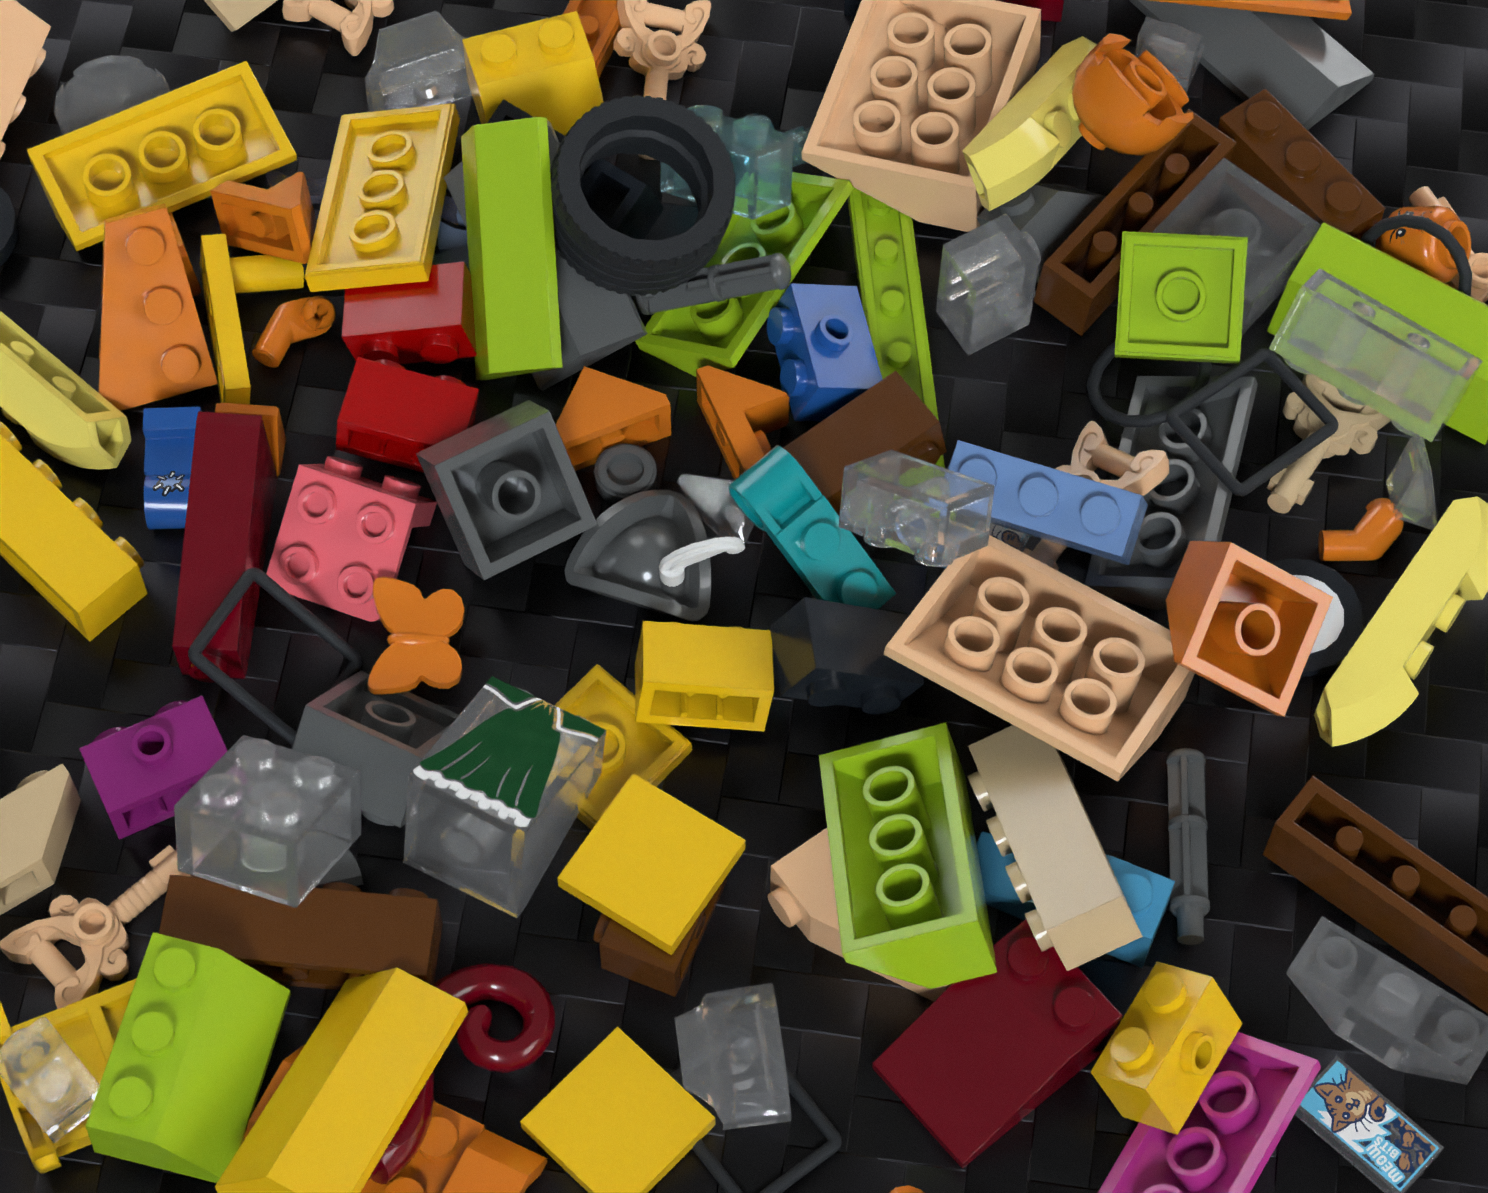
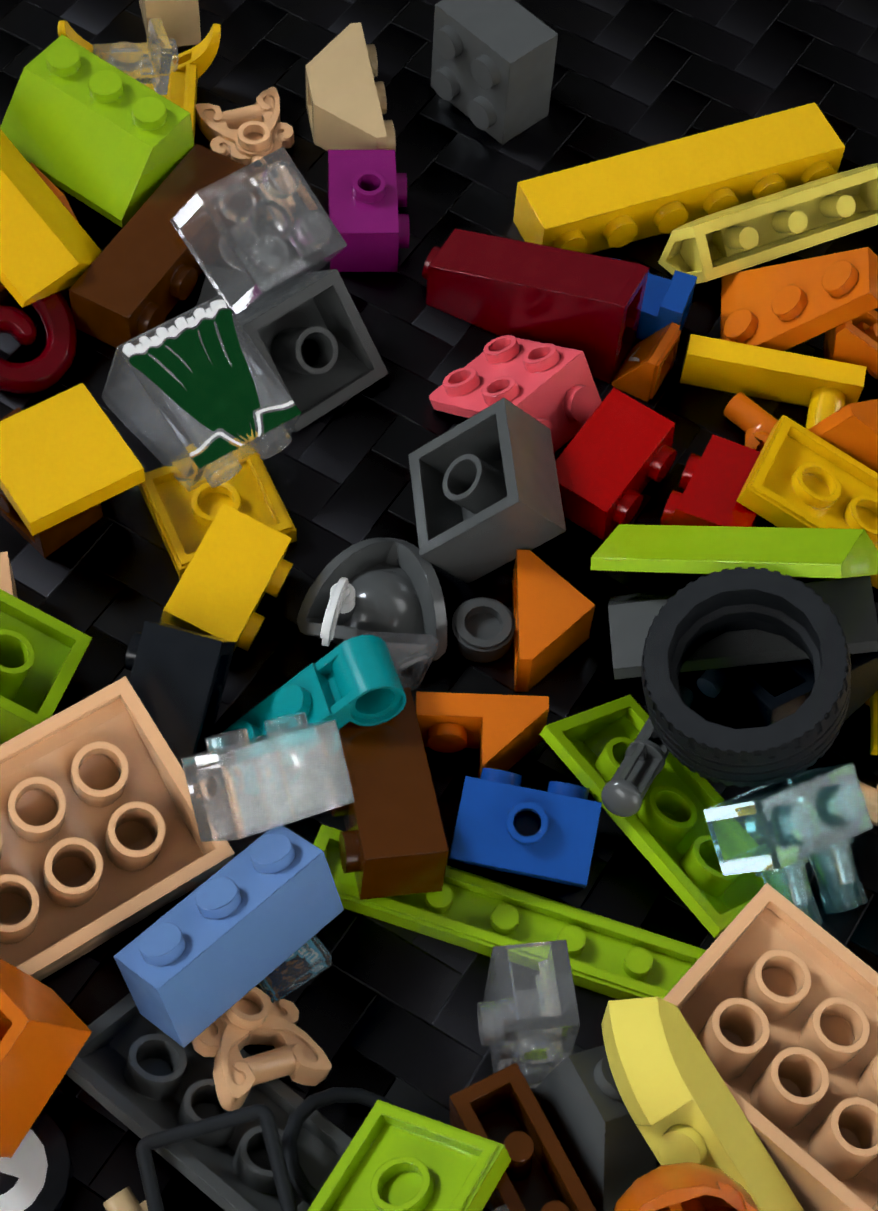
camera: 110 degrees right, 5 degrees down
(299, 611) = (452, 319): black piece -> none
(417, 637) = (382, 407): orange animal -> none

